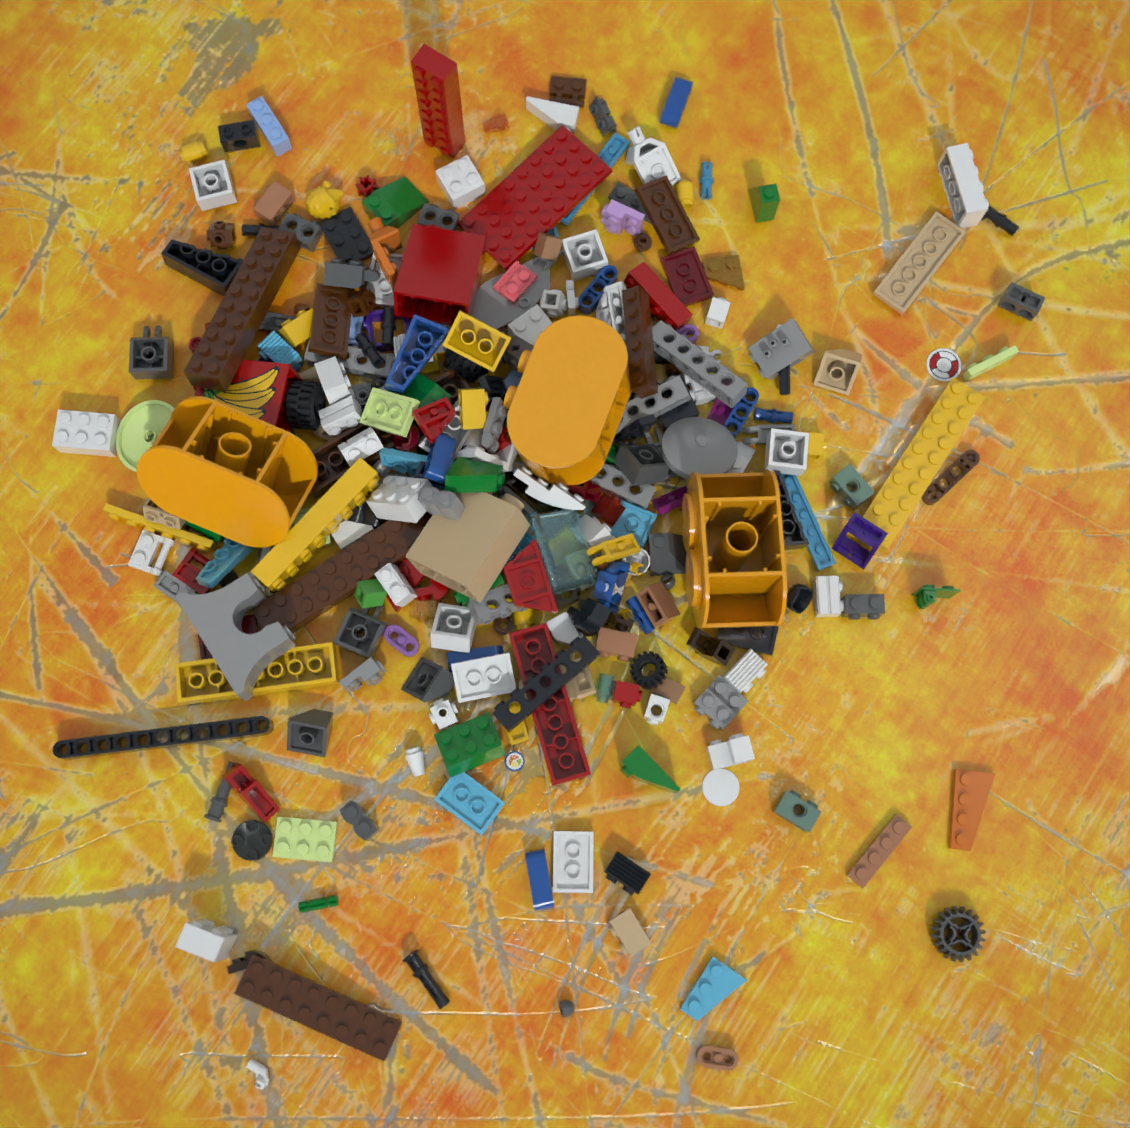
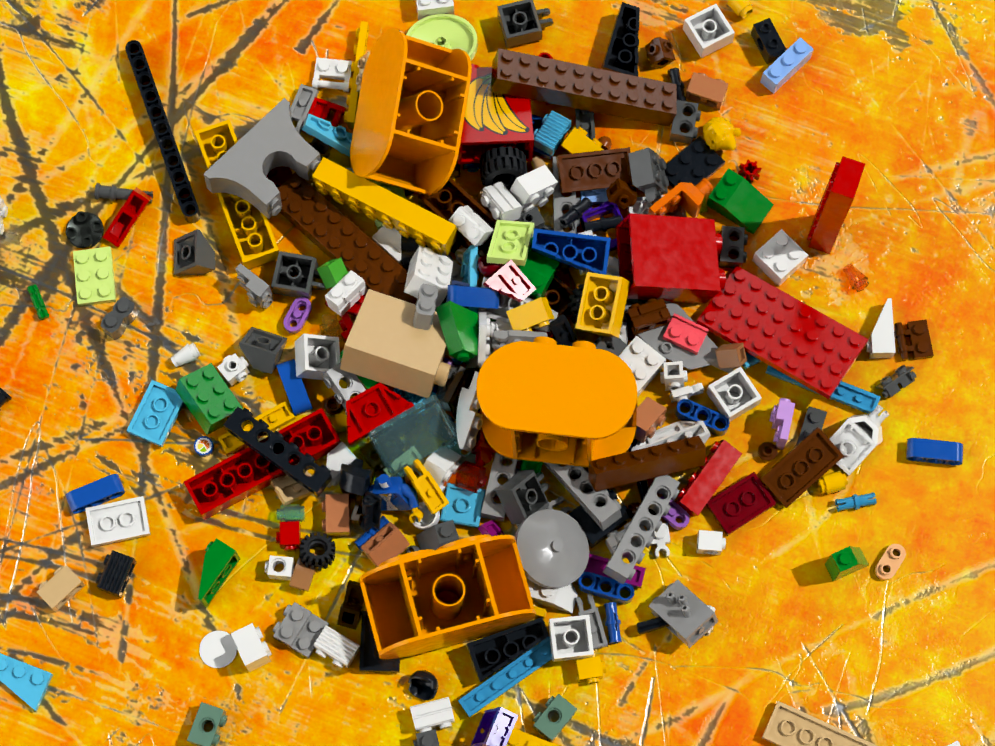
camera: 80 degrees right, 5 degrees down
(483, 677) = (275, 395): white plate -> none
(491, 307) = (648, 315): none -> reddish brown brick
(625, 607) = (371, 510): none -> black hinge
(635, 429) = (558, 484): black wing -> none
(724, 270) = (759, 541): pearl gold wing -> none
(765, 167) = (891, 561): none -> light nougat plate
(838, 370) = (679, 679): tan slope -> none

